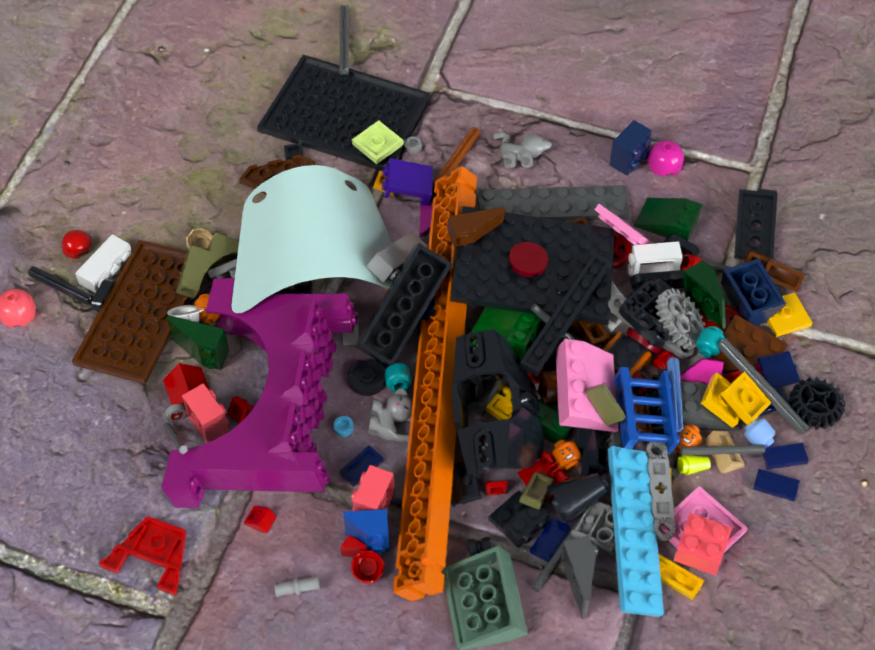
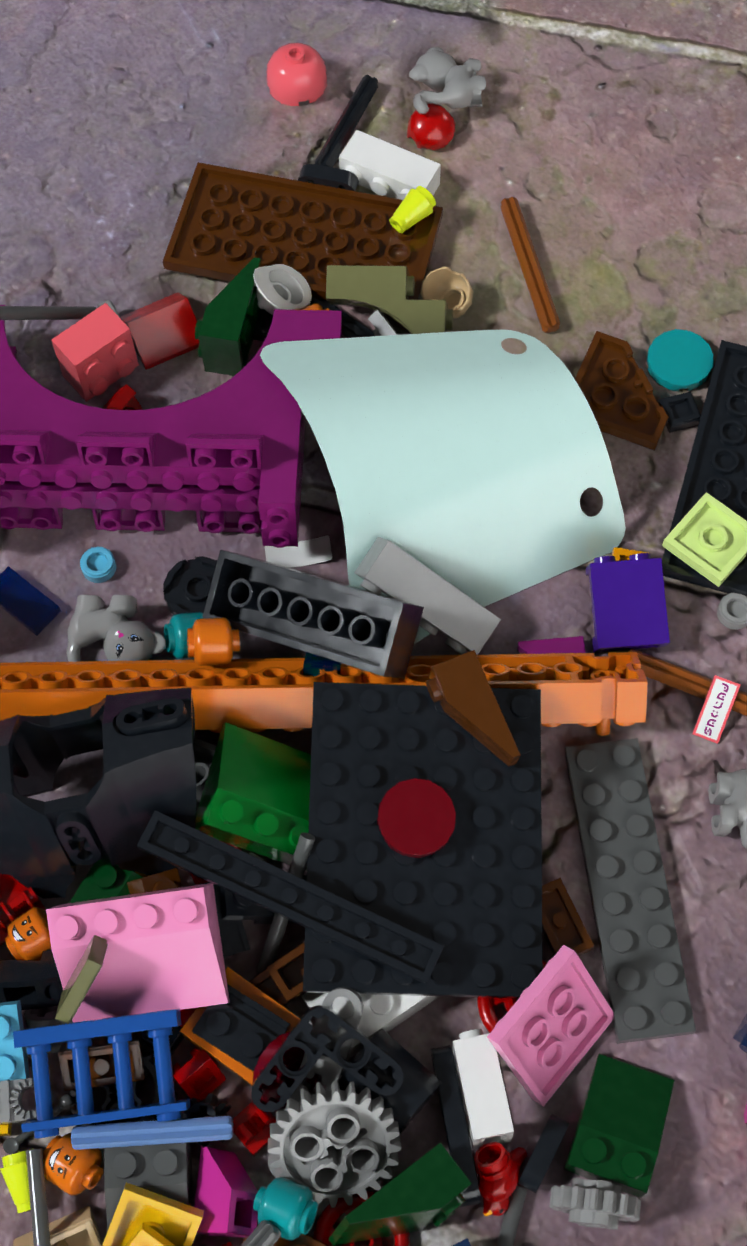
camera: 85 degrees right, 10 degrees up
(40, 231) = (457, 82): none -> light grey animal
(141, 249) = (413, 208): none -> neon yellow cone
(185, 206) = (530, 265): none -> dark orange axle
(262, 148) = (679, 360): none -> teal tile
(411, 355) = (212, 641): none -> orange head
(466, 157) = (716, 709): none -> white sticker
(706, 224) = (595, 1203): none -> light grey gear

